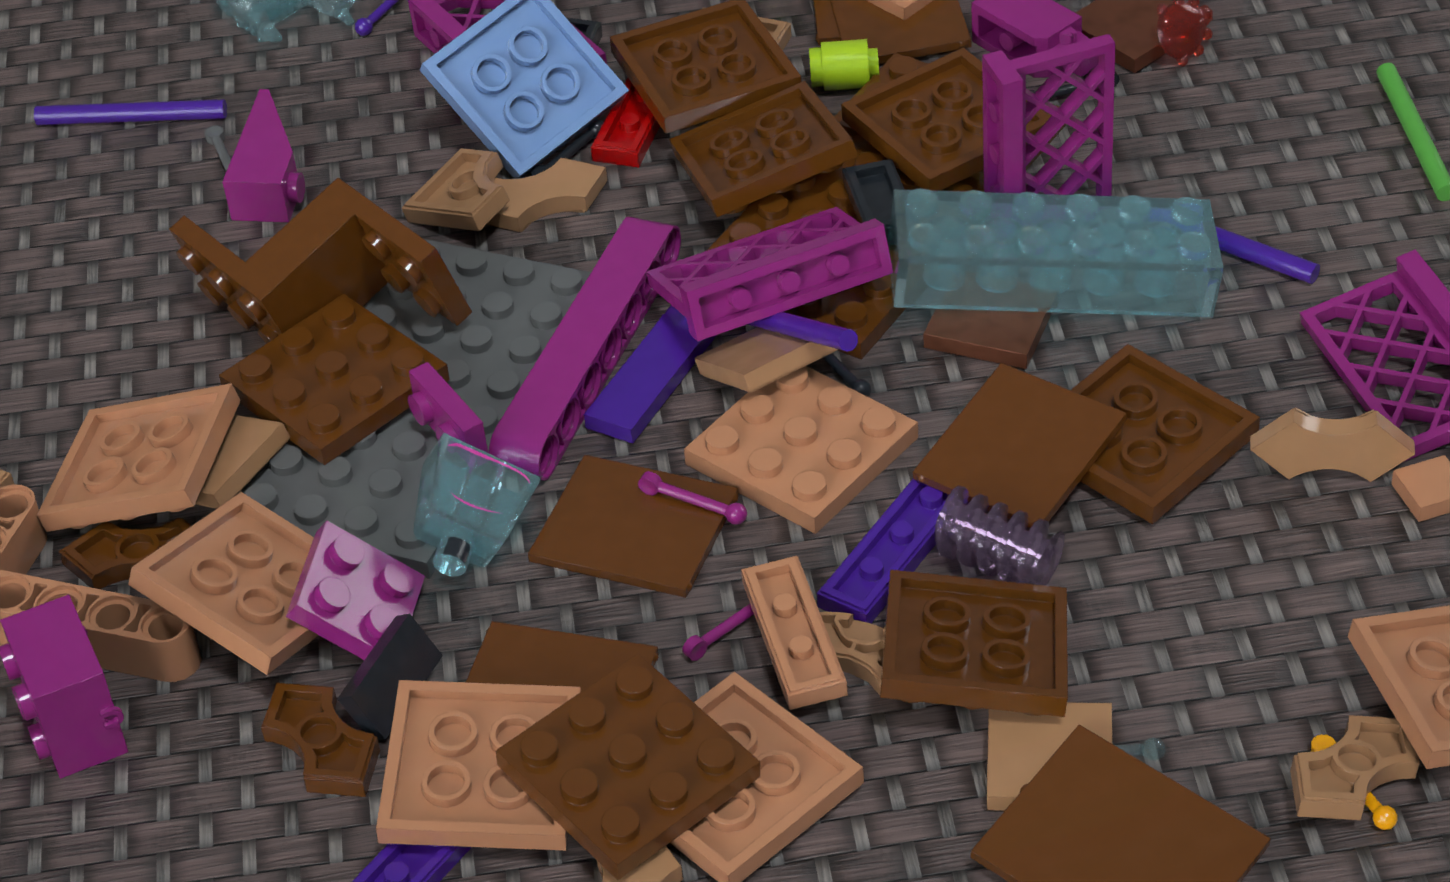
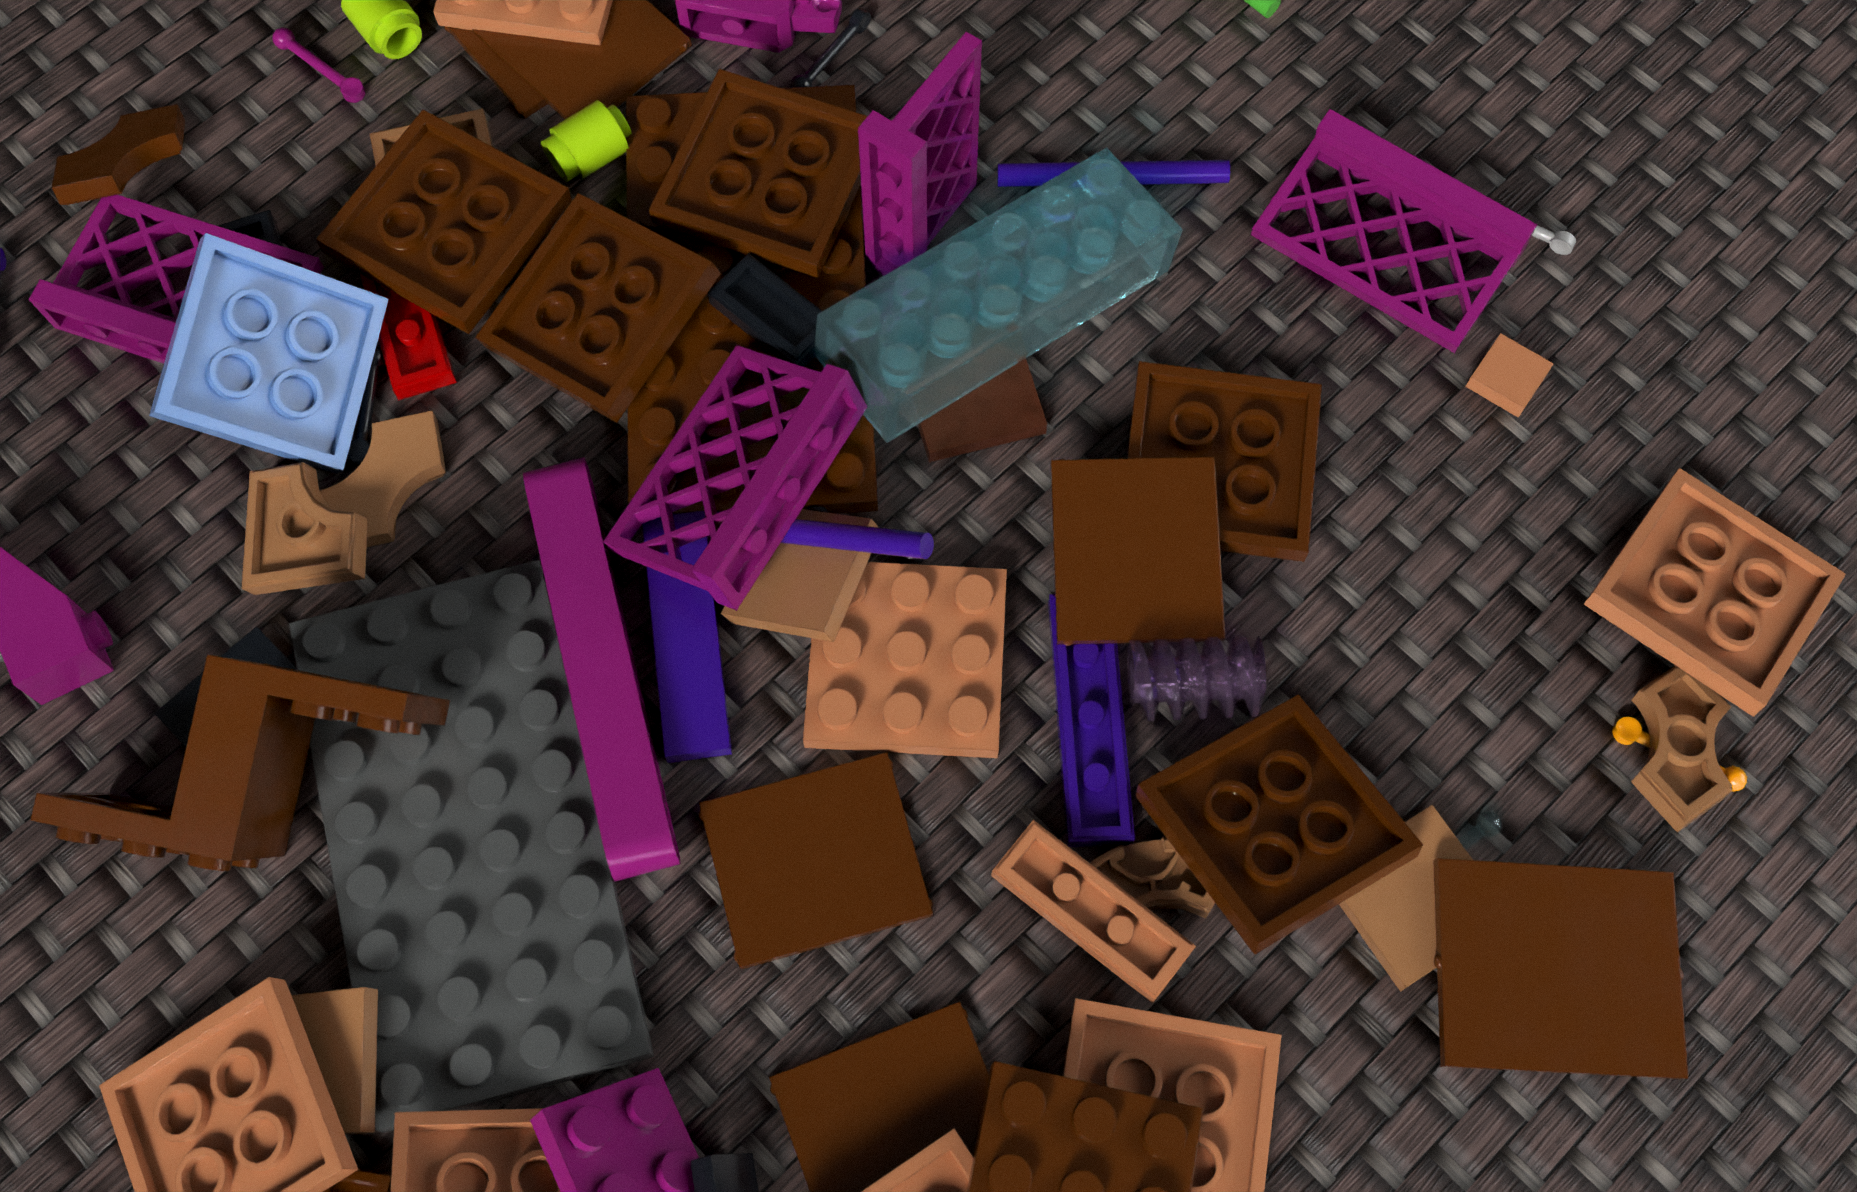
camera: 40 degrees left, 25 degrees up
(331, 377) = (364, 882): reddish brown plate -> none
(442, 408) = (573, 880): magenta plate -> none
(468, 504) = (654, 966): clear light blue torso -> none
(651, 484) = (912, 788): magenta hinge -> none
(696, 646) = (1004, 944): magenta hinge -> none
(1306, 443) = (1419, 379): medium nougat tile -> none

